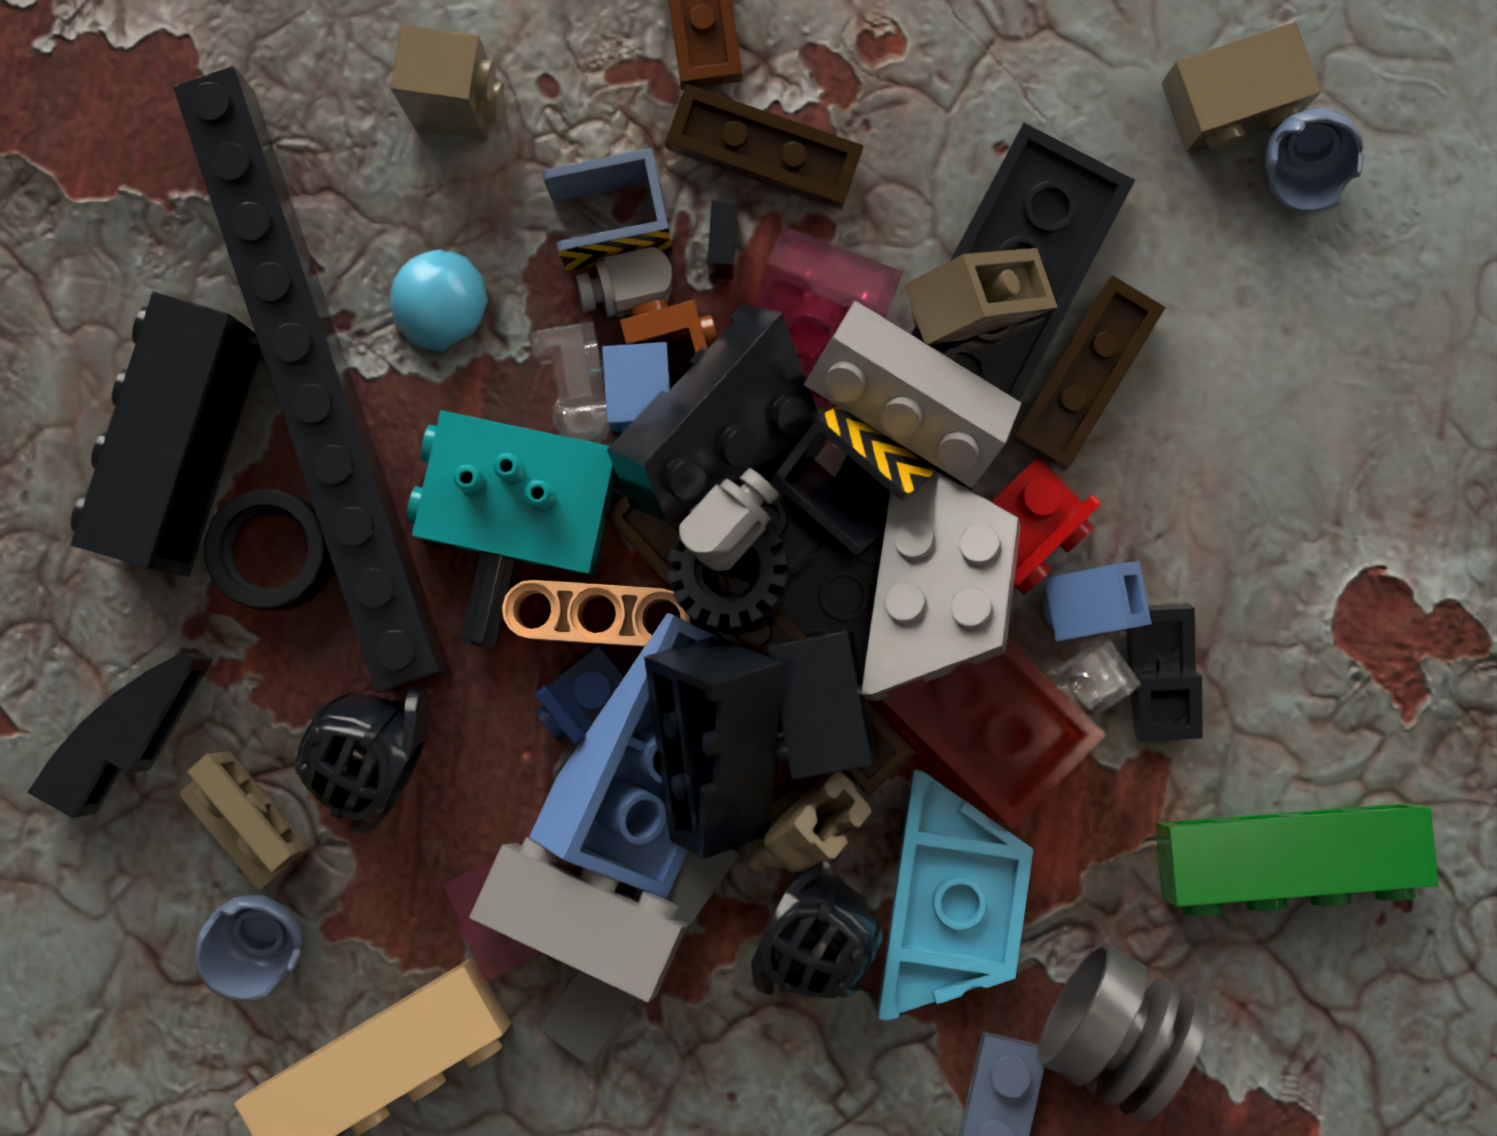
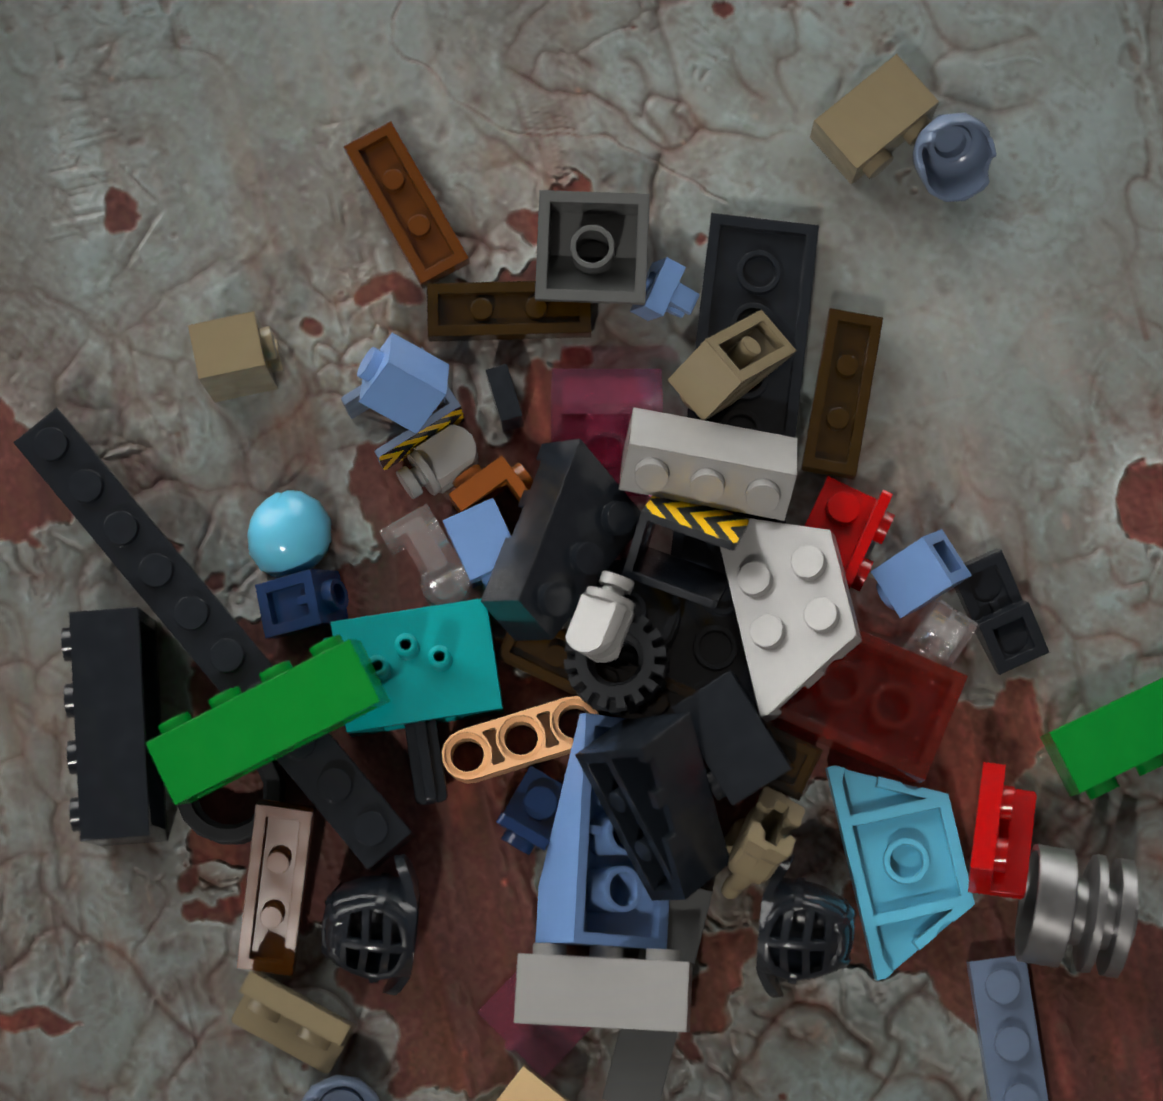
camera: 20 degrees left, 5 degrees down
(119, 736) = (165, 987): black slope -> none
(275, 671) = (275, 887): none -> reddish brown plate
(322, 491) = (266, 721): none -> green brick
(422, 377) = (301, 602): none -> dark blue bracket
(611, 176) = (402, 382): none -> medium blue brick
(879, 108) = (592, 247): none -> dark grey slope
(939, 191) = (665, 292): none -> medium blue tile
(1073, 918) = (1001, 836): none -> red bracket

